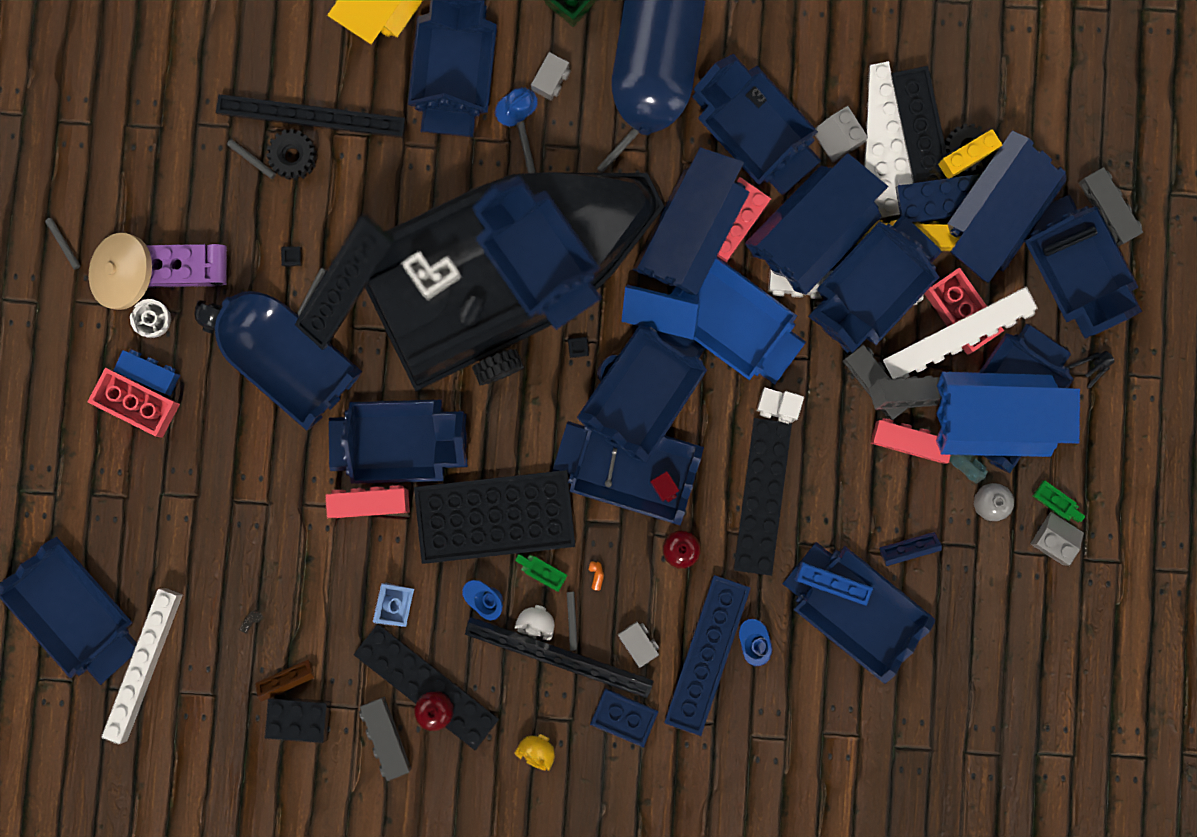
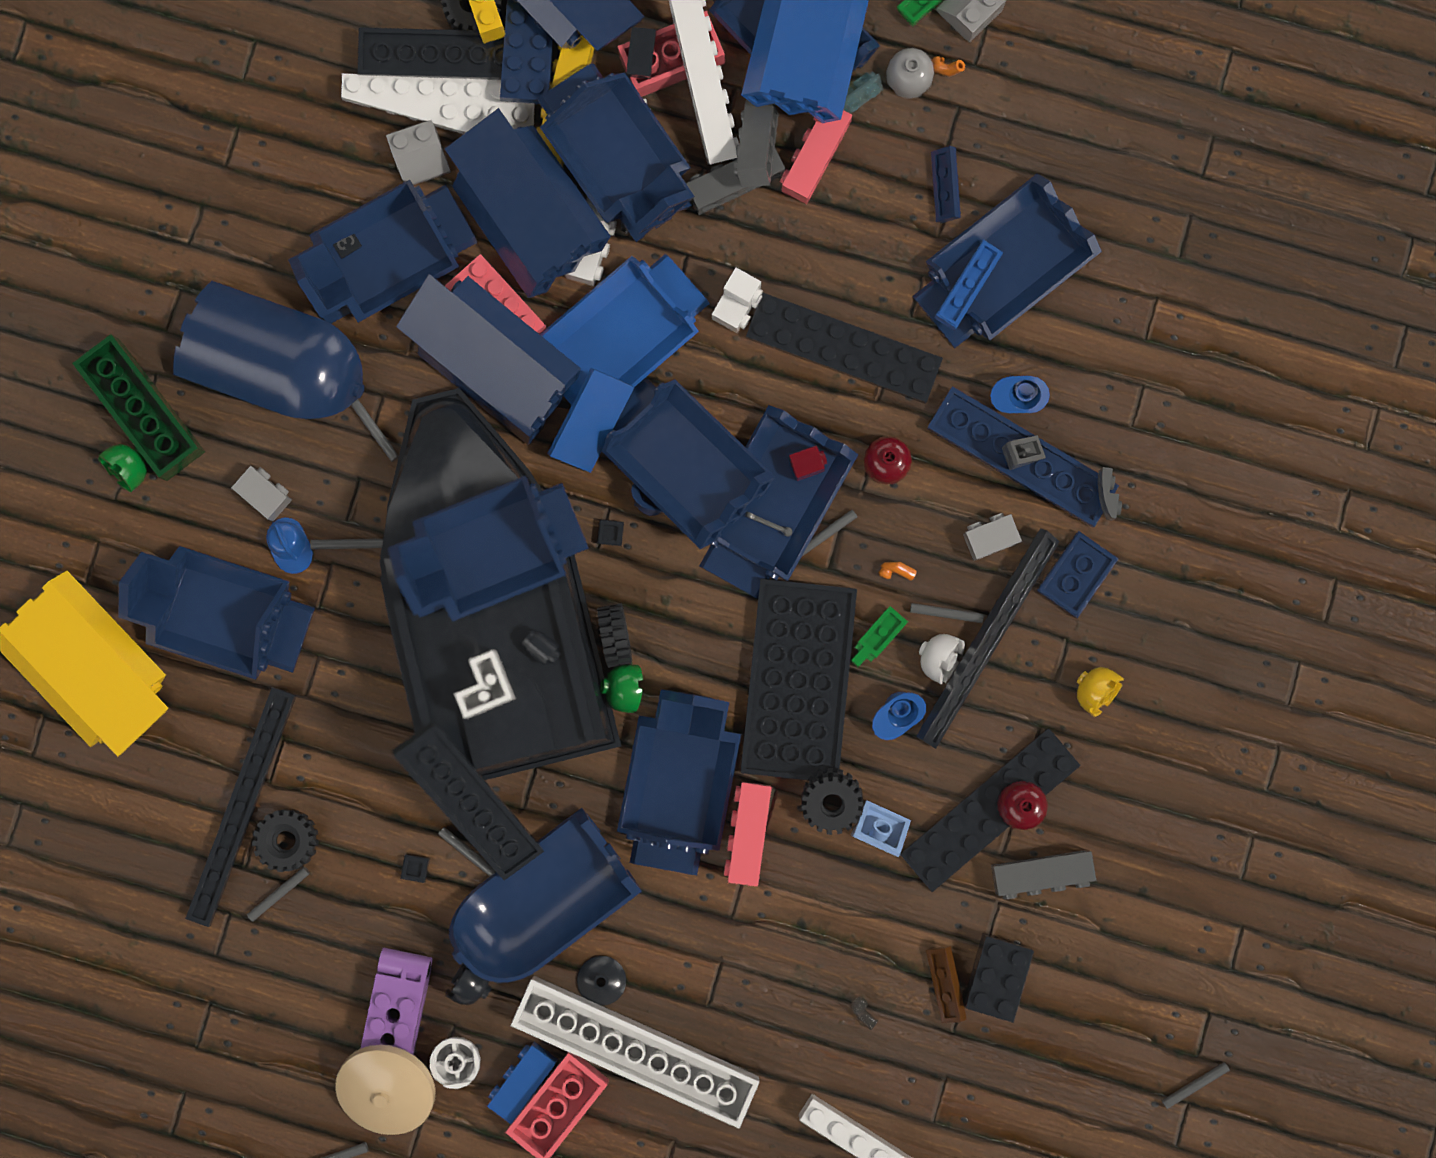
camera: 75 degrees left, 0 degrees up
(186, 453) = (636, 1051): none -> white brick
(244, 419) = (609, 970): none -> black dish
(418, 557) = (828, 784): none -> black tyre
(459, 381) = (622, 688): none -> green cylinder
(616, 516) = (830, 530): none -> dark grey bar
(685, 730) = (1109, 501): none -> dark grey slope
(710, 654) = (1023, 452): none -> dark grey slope
(958, 286) = (641, 52): none -> black tile
(1003, 530) = (947, 69): none -> orange arm

